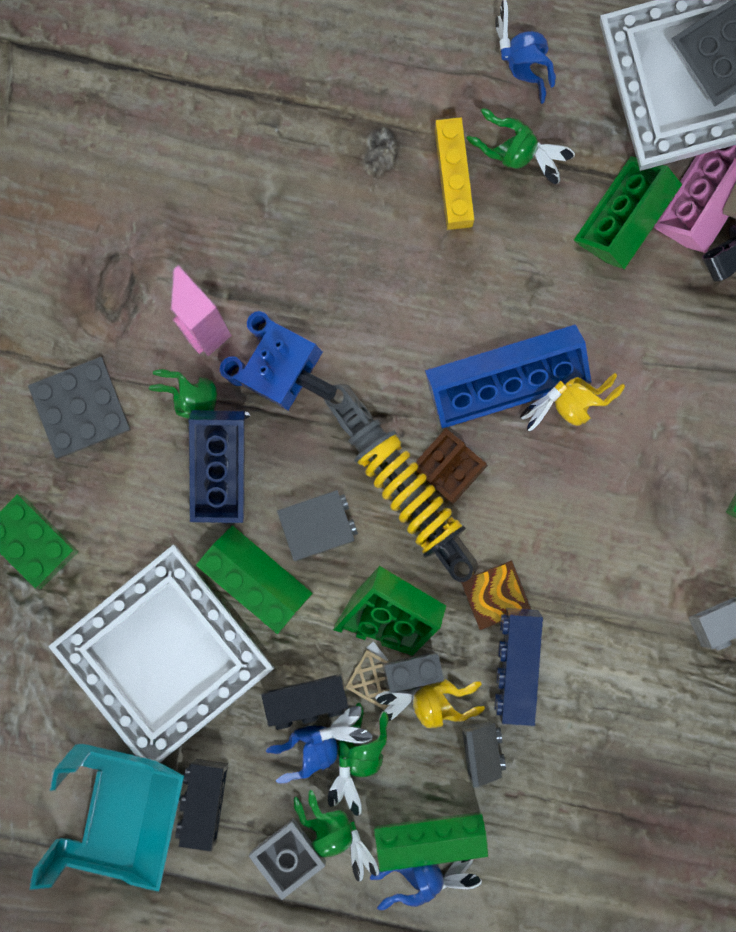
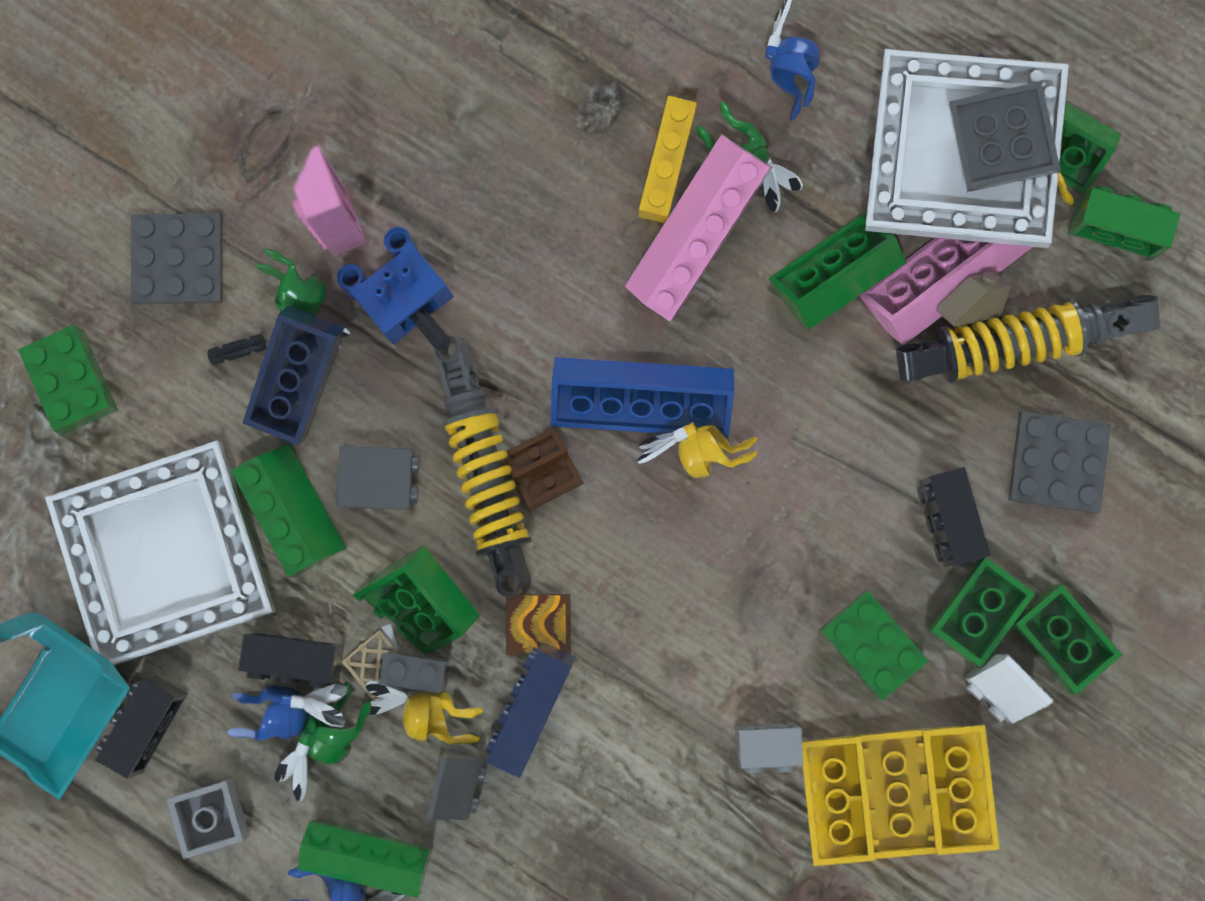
camera: 20 degrees right, 0 degrees up
(158, 464) = (236, 349): none -> black axle
(335, 836) = (268, 814): green hair -> none
(502, 219) = (697, 227): none -> bright pink slope

